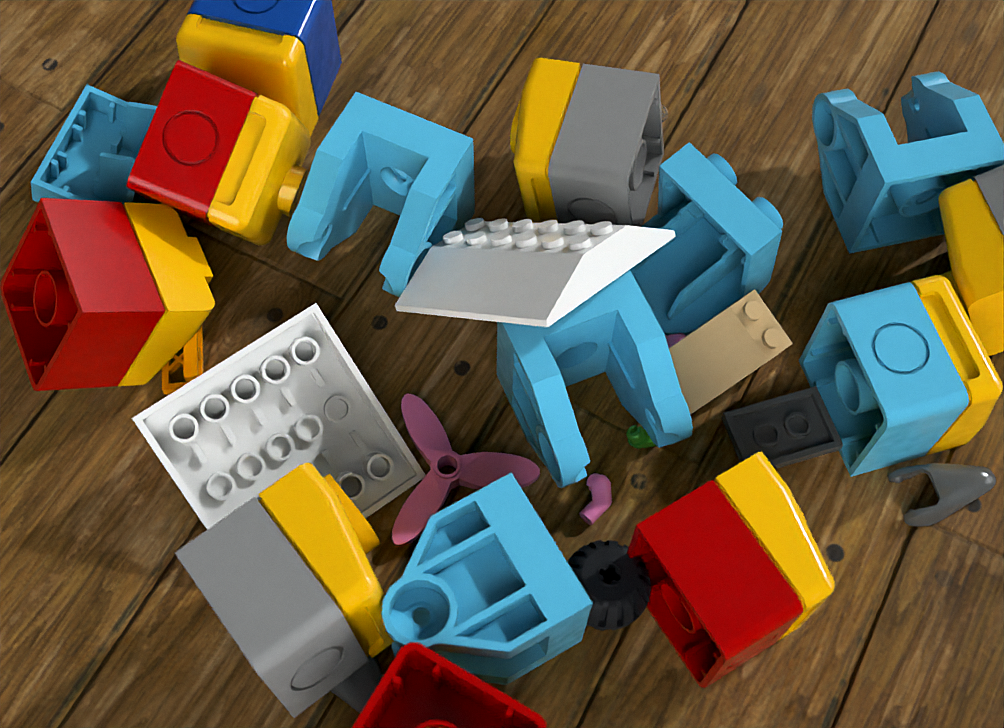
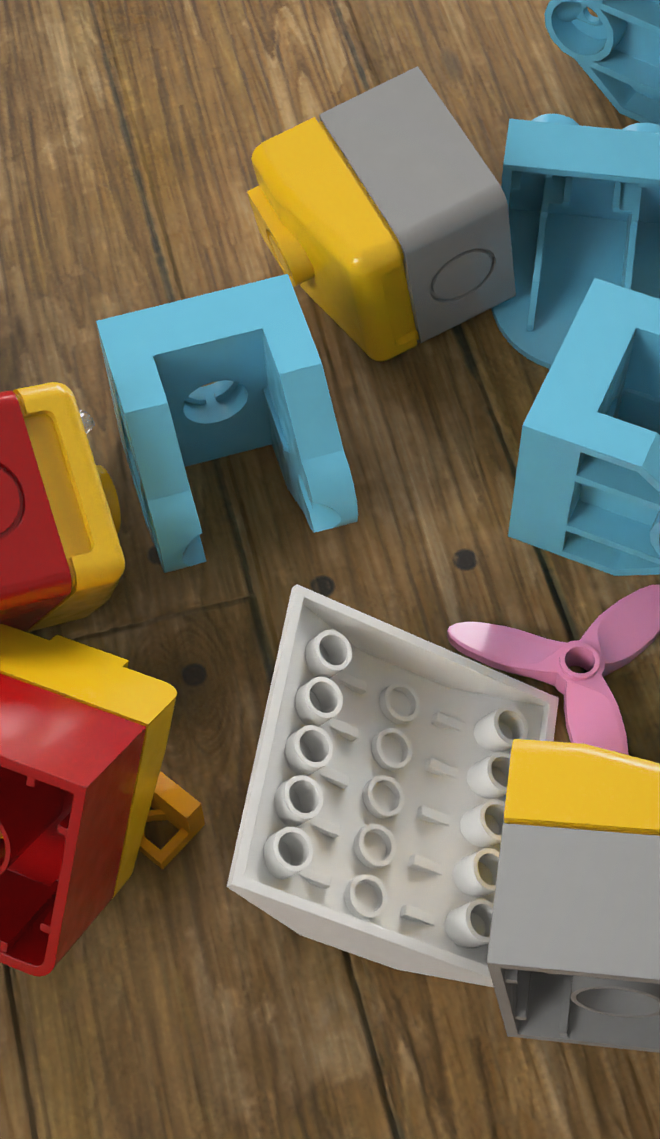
camera: 40 degrees left, 5 degrees down
(524, 268) = (481, 376): white slope -> none

